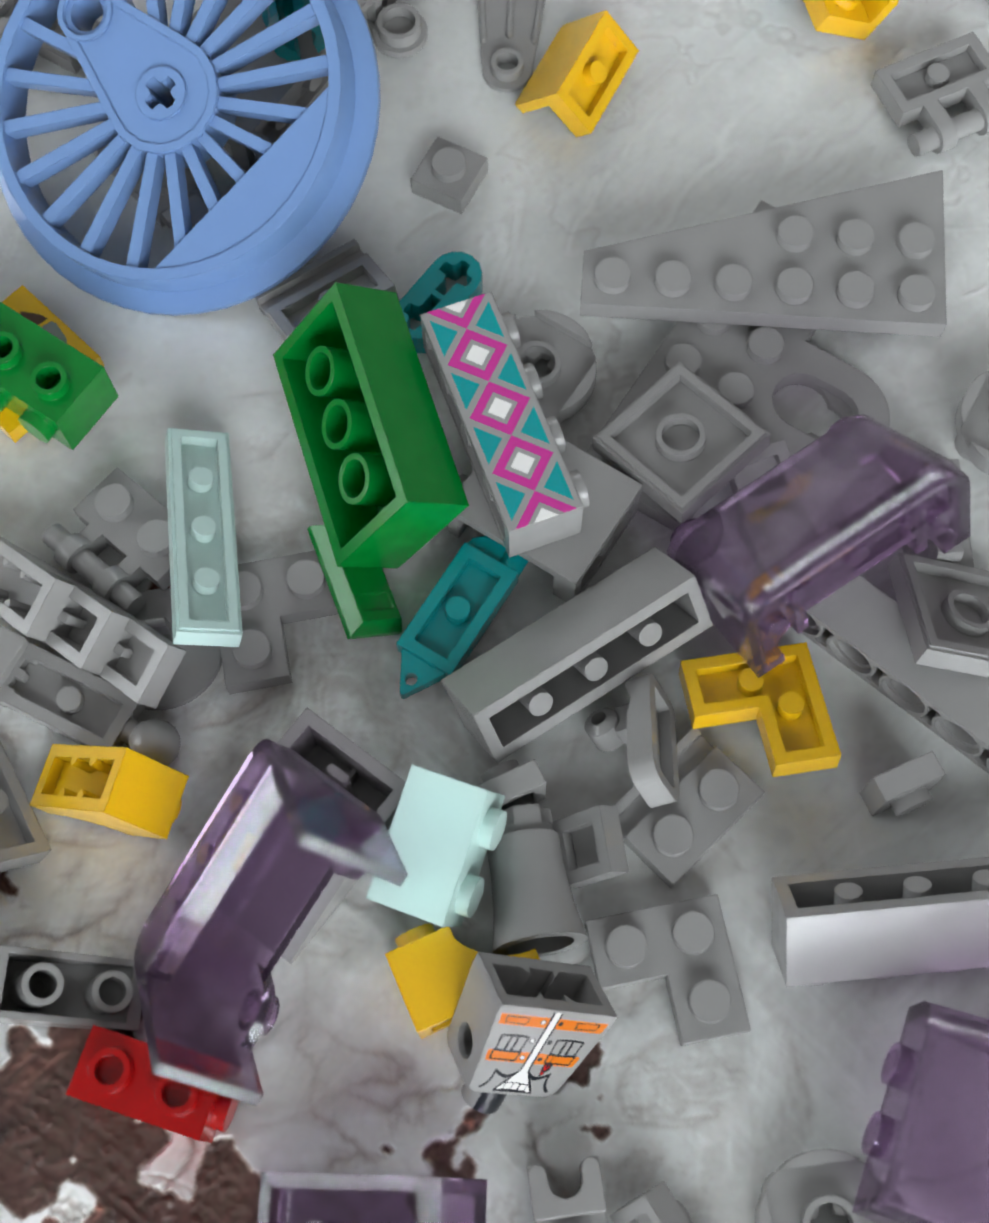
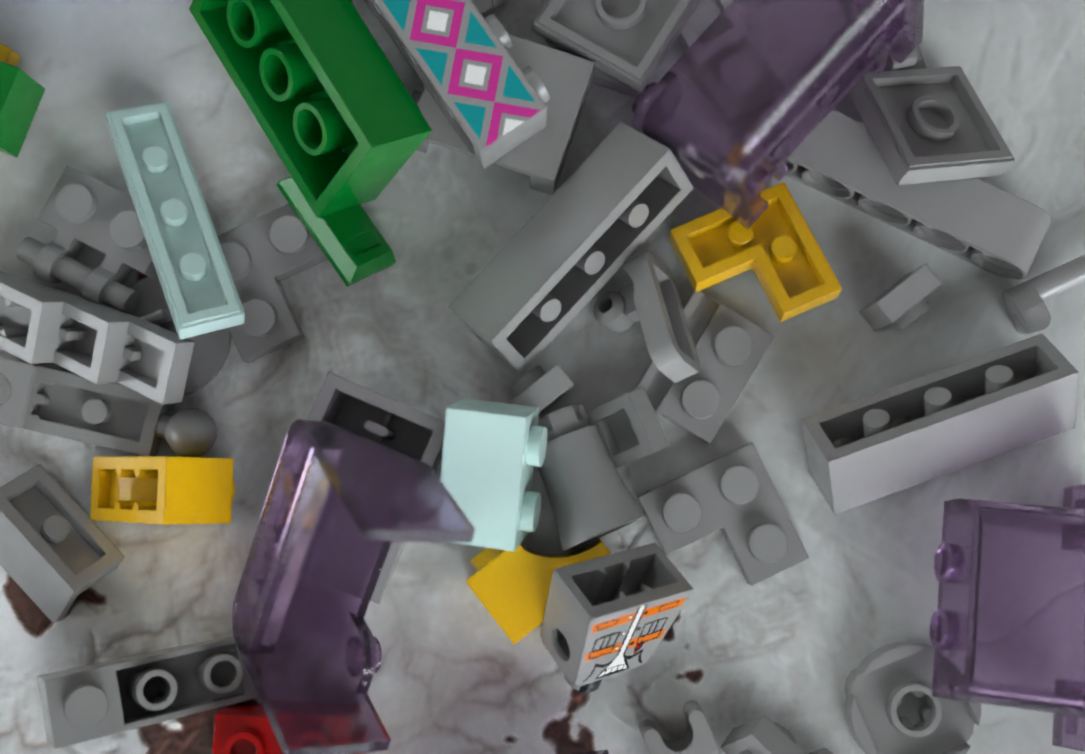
camera: 20 degrees left, 15 degrees up
(457, 613) = (444, 233): teal plate -> none

